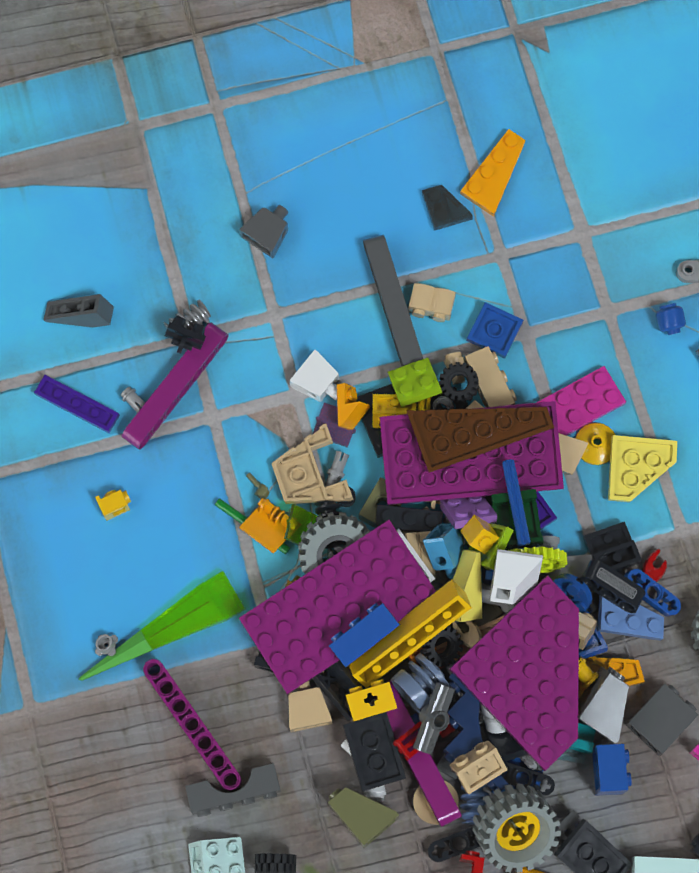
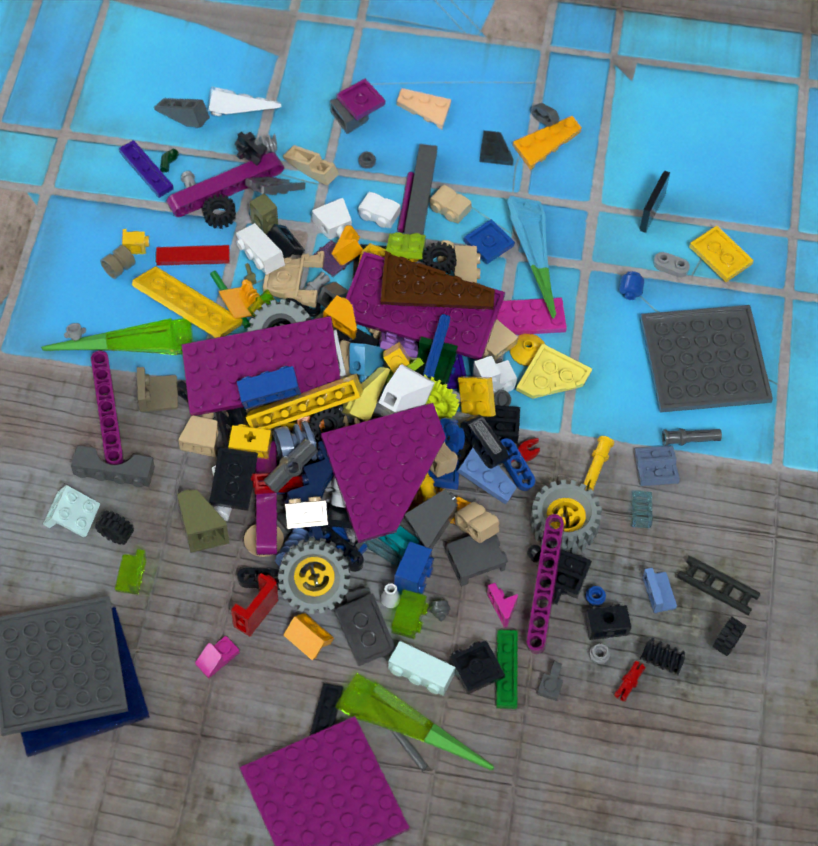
camera: 20 degrees right, 15 degrees down
(93, 379) = (167, 158): none -> dark green arm
(109, 537) = (118, 262): none -> dark tan wheel
(128, 277) = (228, 102): none -> white wedge
(176, 414) = (219, 219): none -> black tyre
(184, 490) = (193, 255): none -> red tile
(210, 555) = (186, 302): none -> yellow plate
(230, 368) = (273, 185): none -> dark grey wing
(234, 677) = (156, 392): none -> dark tan bracket
(241, 410) = (263, 213): none -> olive brick
(256, 317) = (311, 164): none -> tan slope
(256, 454) = (260, 249): none -> white brick
(275, 215) = (361, 99): none -> magenta plate
(275, 431) = (285, 241): none -> black panel
(313, 278) = (367, 160): none -> dark grey plate
(342, 184) = (428, 106): none -> light nougat wing
(359, 343) = (379, 210): none -> white brick
(364, 476) = (329, 292): none -> dark grey brick
(381, 318) = (406, 200): none -> magenta bar
(395, 507) = (342, 316): none -> light orange slope
(480, 142) = (545, 114): none -> dark grey beam
(532, 295) = (530, 226): none -> medium azure plate
(578, 534) = (477, 396): none -> yellow plate
(581, 499) = (501, 373): none -> white brick
(592, 810) = (390, 596): none -> white cone
(600, 519) = (502, 398): none -> dark grey plate
(626, 817) = (409, 614): none -> clear neon green brick
(650, 205) = (654, 201): none -> black tile
(651, 685) = (477, 522): none -> tan brick
(653, 795) = (440, 609): none -> dark grey plate

